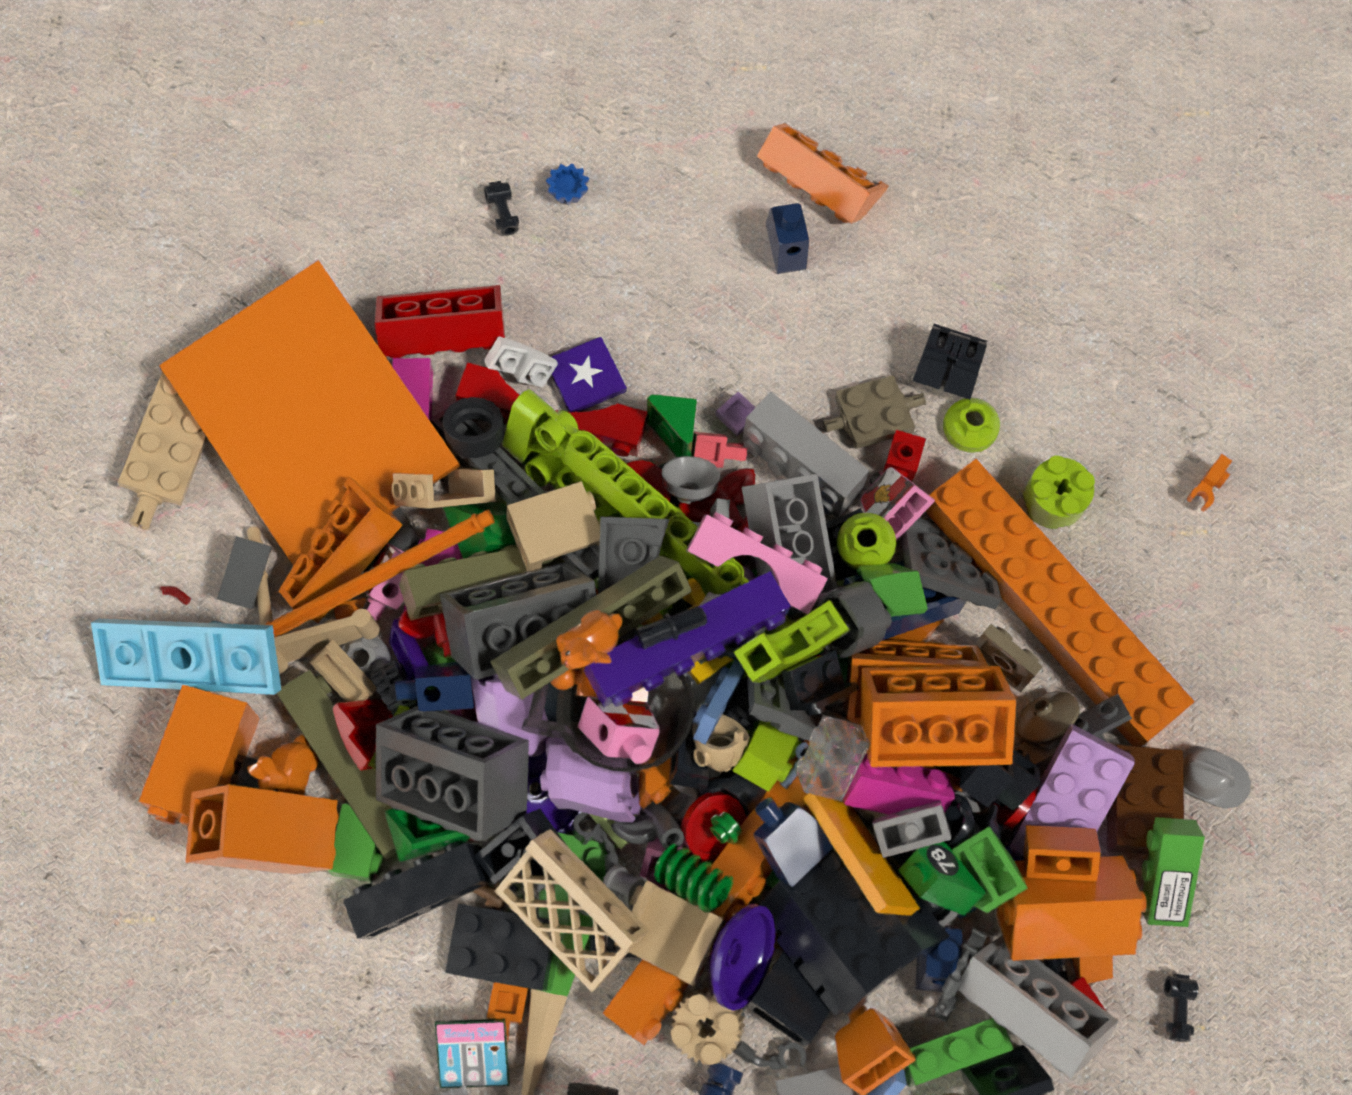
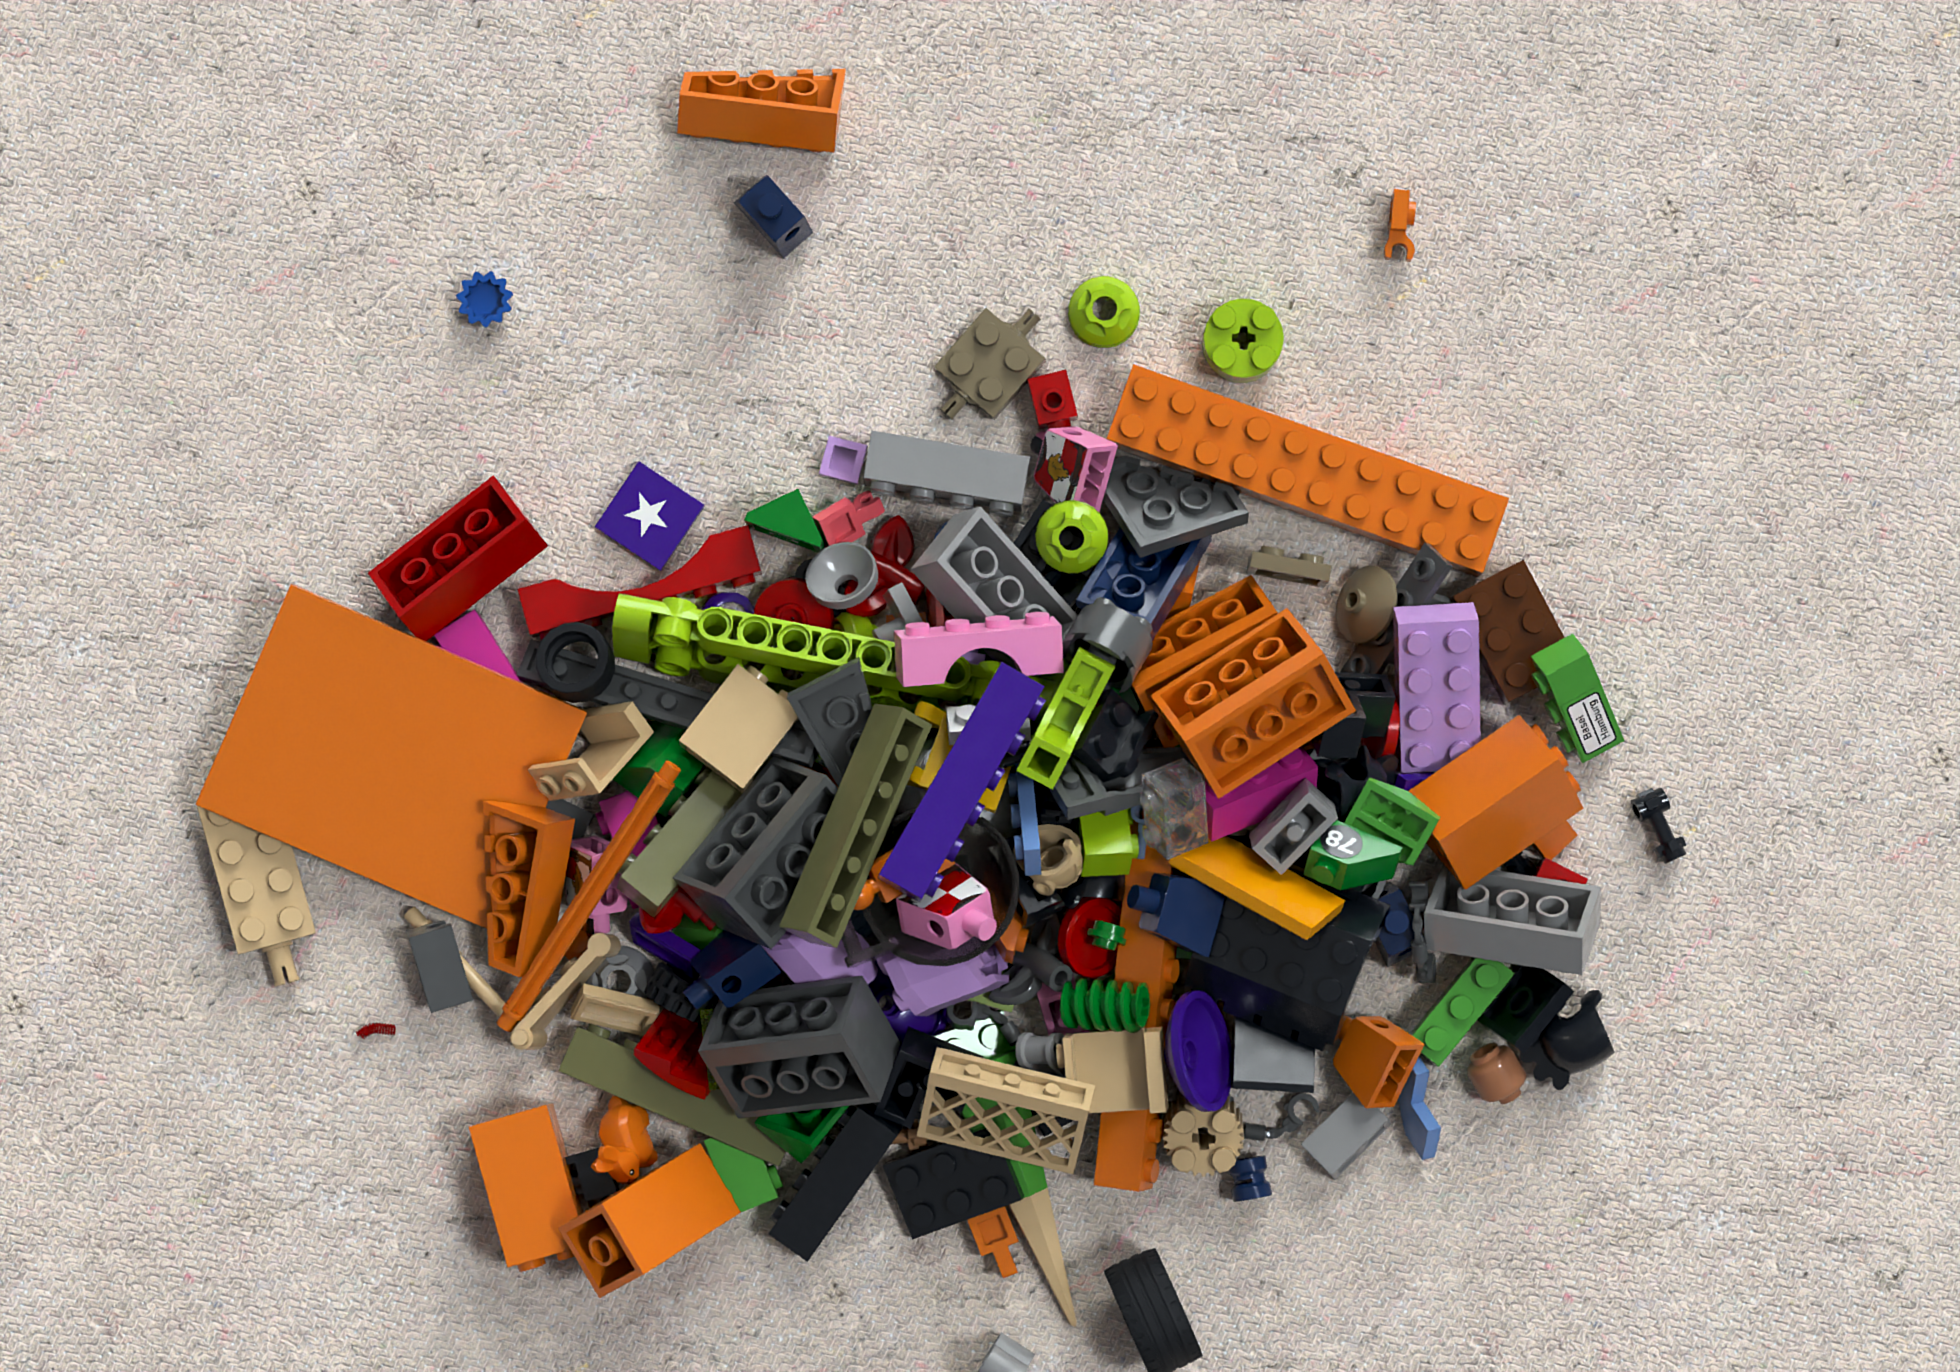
camera: 25 degrees left, 15 degrees up
(188, 654) = (449, 1093): medium azure plate -> none
(472, 1053) = (989, 1298): piece -> none
(499, 194) = (413, 358): black bar -> none
(521, 360) = (577, 548): white slope -> none
(589, 640) = (869, 852): orange animal -> none
(670, 627) = (941, 788): black axle -> none
(896, 587) = (1131, 577): bright green slope -> none
(965, 353) = (1040, 252): black hips -> none
(1061, 853) = (1455, 756): orange brick -> none
(1214, 777) = (1571, 558): light grey piece -> none

